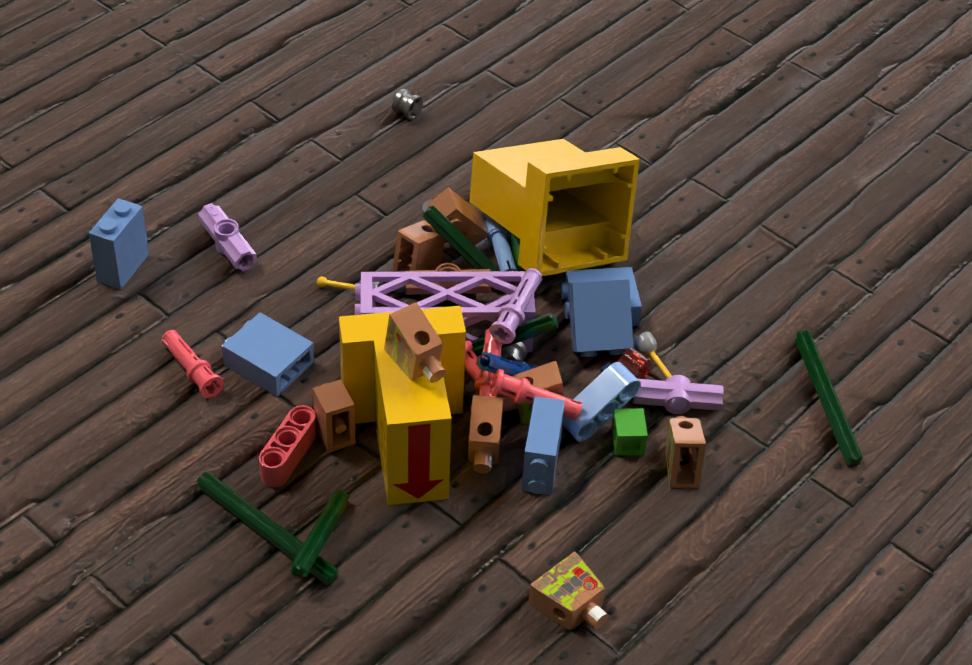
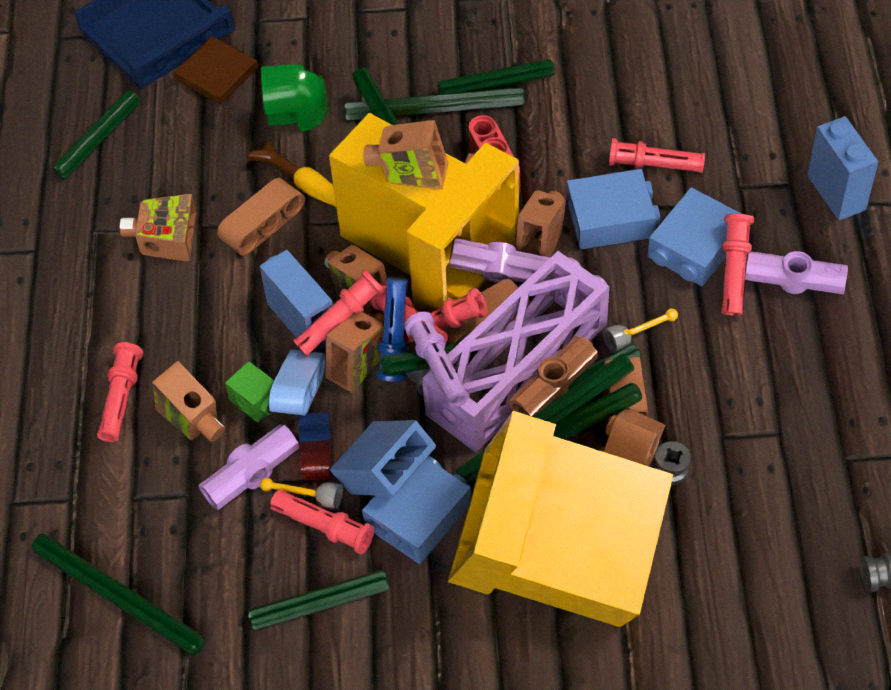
camera: 140 degrees right, 10 degrees up
(201, 506) = (498, 78): none -> dark green axle
(244, 293) = (691, 237): none -> medium blue brick
(247, 256) = (736, 249): none -> coral pin
(320, 366) = (541, 213): none -> nougat torso
(368, 597) = (293, 96): none -> green brick
(427, 548) = (304, 178): none -> piece
(475, 255) = (567, 403): none -> dark green axle
(492, 544) = (260, 216): none -> nougat beam
(675, 360) = (335, 525): none -> coral pin
(707, 513) = (121, 379): none -> coral pin
(709, 306) = (318, 599): none -> dark green axle

